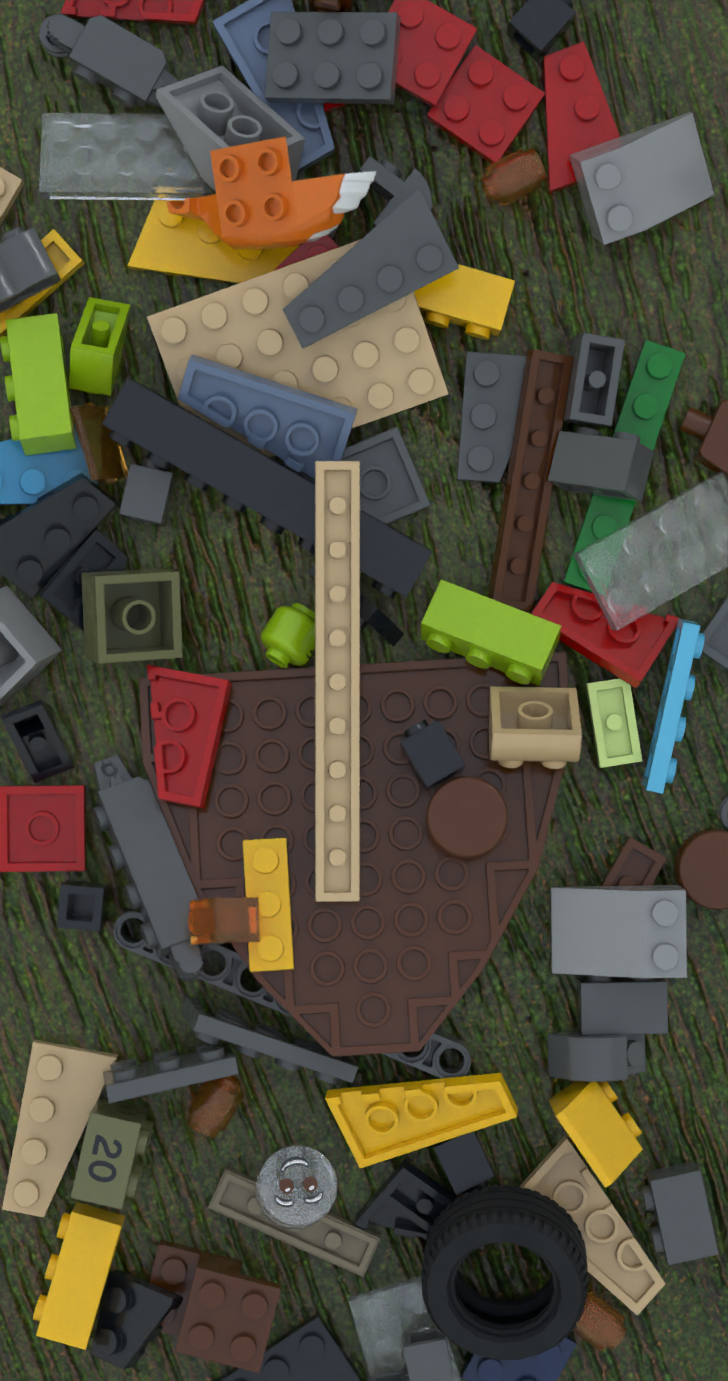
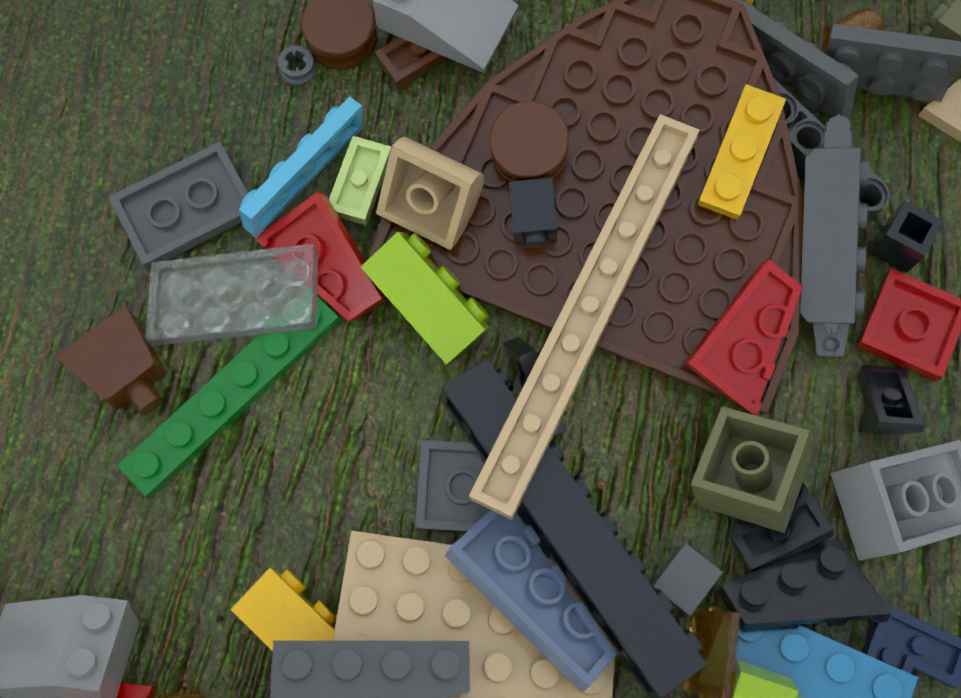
camera: 150 degrees left, 15 degrees down
(224, 921) = (792, 146): clear orange brick -> none
(290, 635) = (608, 384): lime head -> none
(488, 415) = (318, 500): dark grey wing -> none
(527, 482) = (316, 420): reddish brown plate -> none
(593, 380) = (213, 478): dark grey brick -> none
(601, 464) = (247, 396): dark grey brick -> none

